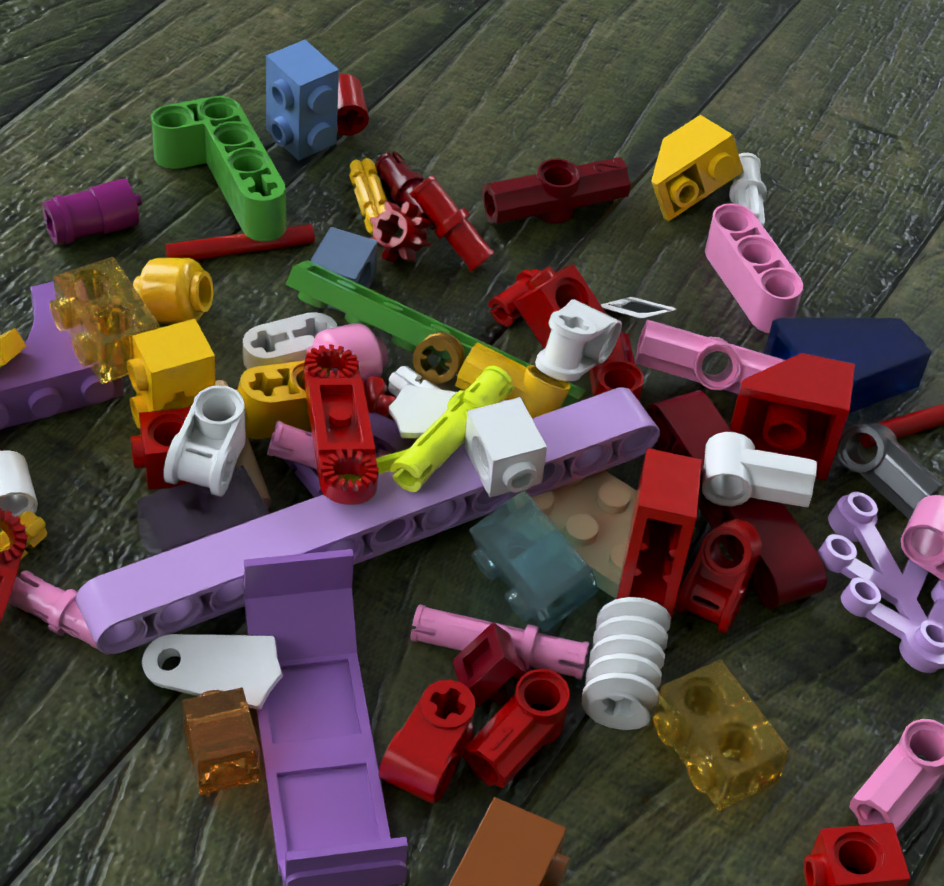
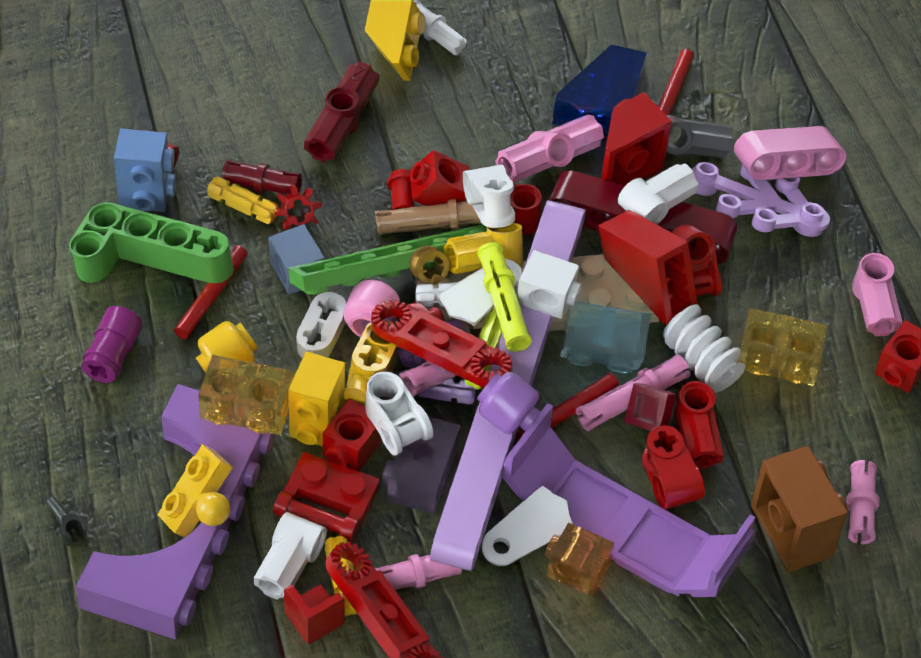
camera: 45 degrees left, 5 degrees up
(102, 473) = (330, 487): none -> red plate
(313, 513) = (509, 402): none -> medium lavender head
(408, 601) = (590, 393): none -> red bar
(451, 223) = (321, 179): red pin -> none
(502, 325) = (426, 217): none -> medium nougat pin
(637, 307) = (475, 148): sticker -> none
(752, 266) = (496, 74): bright pink beam -> none

